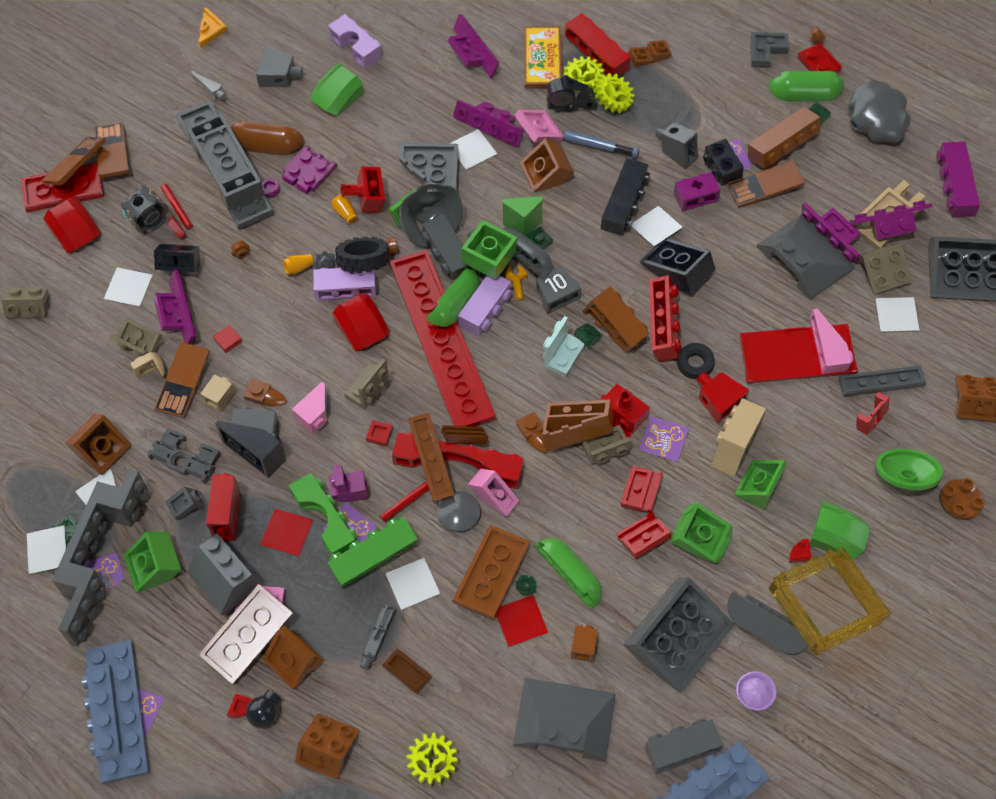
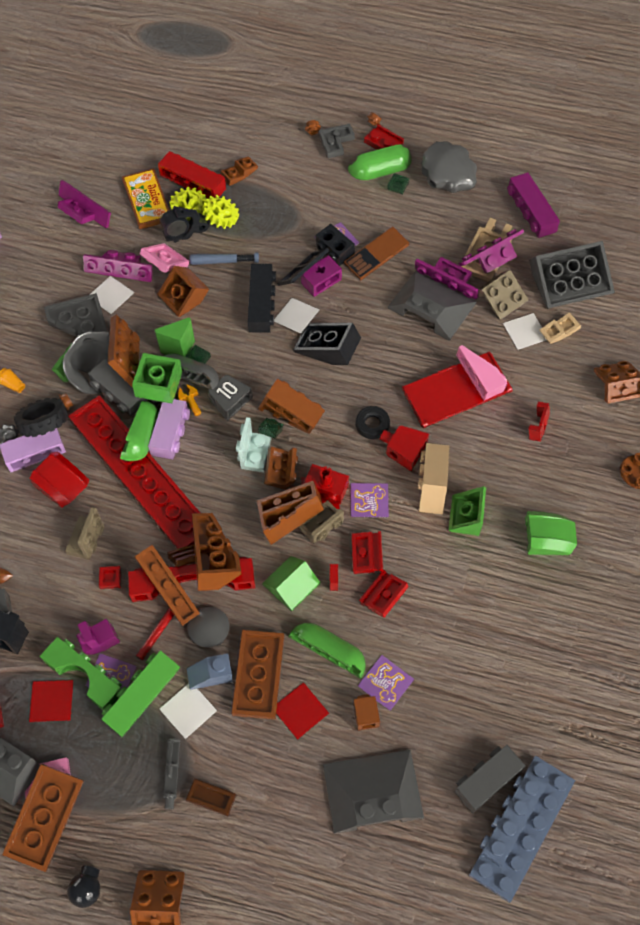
camera: 20 degrees left, 0 degrees up
(238, 706) = (58, 892): red tile -> none
(291, 657) = (95, 824): dark orange bracket -> none
(312, 410) = (39, 575): bright pink slope -> none
(368, 189) = (27, 355): red brick -> none
(423, 758) = (252, 880): neon yellow gear -> none
(445, 554) = (210, 672): none -> sand blue slope
(465, 209) = (123, 349): none -> dark orange plate
(486, 442) = (214, 556): none -> dark orange wedge
(493, 491) = (236, 599): bright pink slope -> none
(530, 589) = (289, 679): clear green plate -> none
(532, 430) = (251, 530): dark orange plate -> none
(555, 495) = (292, 582): none -> slope
(583, 377) = (280, 467): none -> dark orange bracket
(599, 503) = (333, 577): none -> red tile
(614, 622) = (386, 682): none -> medium lavender sticker
(664, 319) = (333, 394): red brick -> none
(679, 144) = (292, 239): dark grey torso -> none
(679, 633) = (447, 674): dark grey slope -> none
(680, 176) = (303, 267): none -> black window
(702, 533) = (434, 574): bright green slope -> none
(746, 26) = (312, 127): none -> dark orange plate
(756, 691) = (534, 703): lavender hat -> none
(765, 623) = (521, 638): dark grey brick -> none
(783, 137) = (378, 210): dark orange brick -> none
(800, 552) = (524, 563): red tile -> none
(855, 581) = (581, 574): clear yellow window -> none
(882, 381) = (534, 391): dark grey tile -> none
(909, 469) = (588, 460): bright green dish -> none
(936, 323) = (560, 329): none -> tan slope

